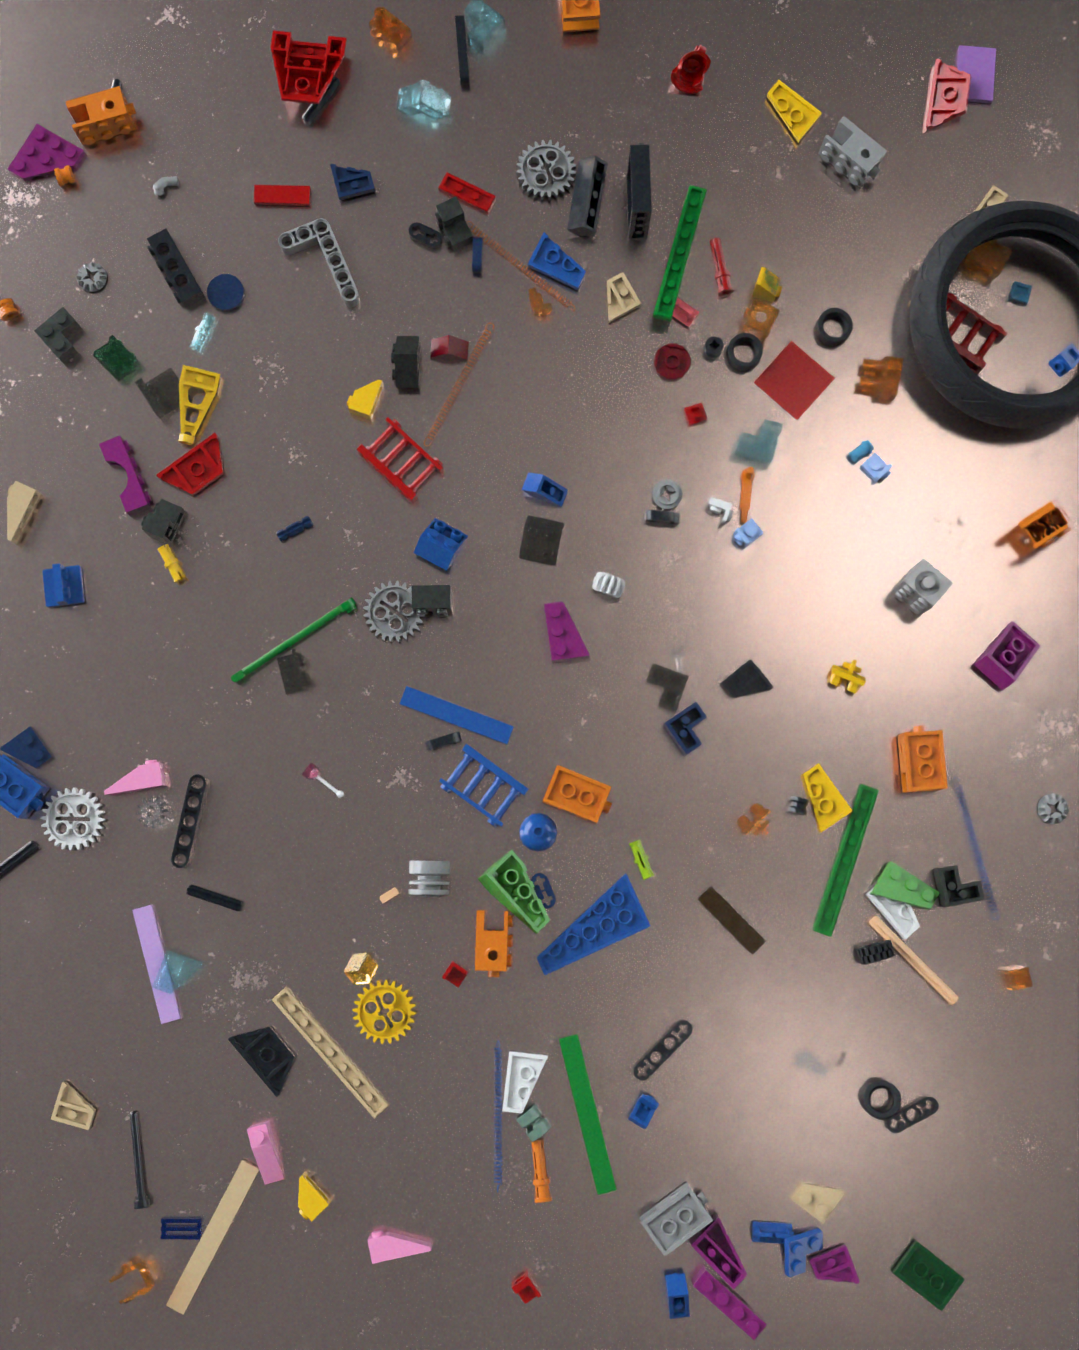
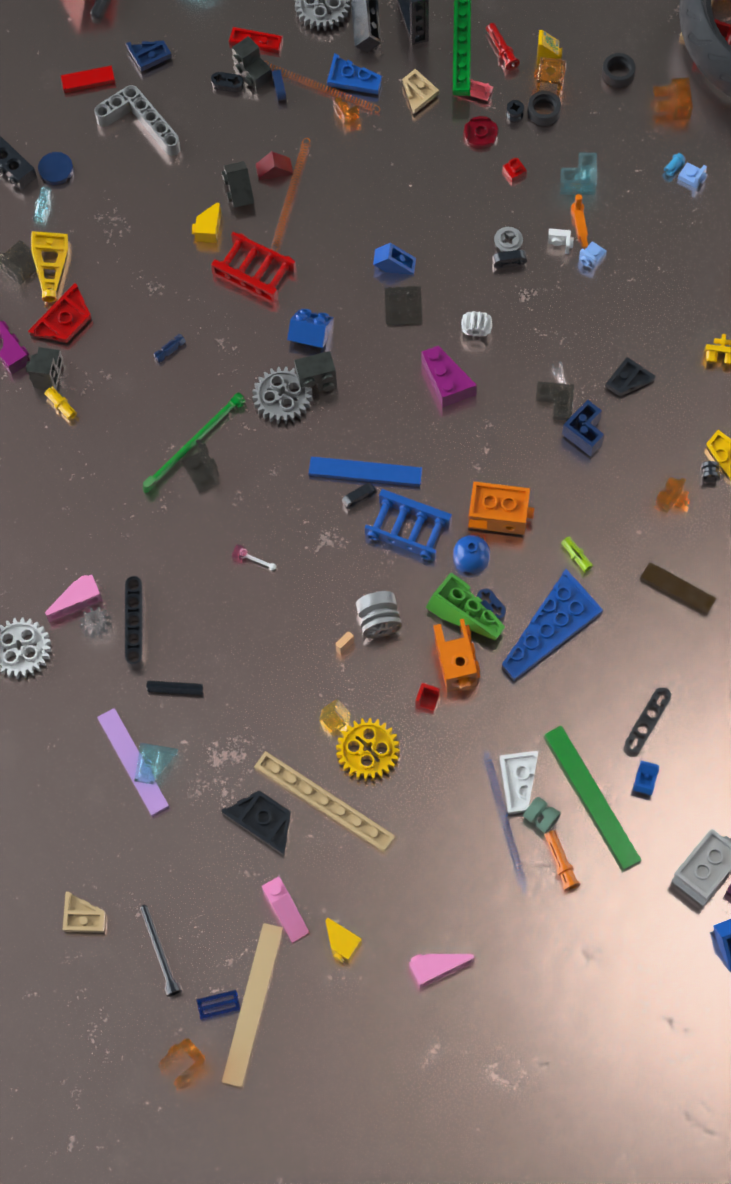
camera: 10 degrees left, 15 degrees down
(526, 1288) = (579, 975): red panel -> none
(794, 380) = (596, 123): red sticker -> none

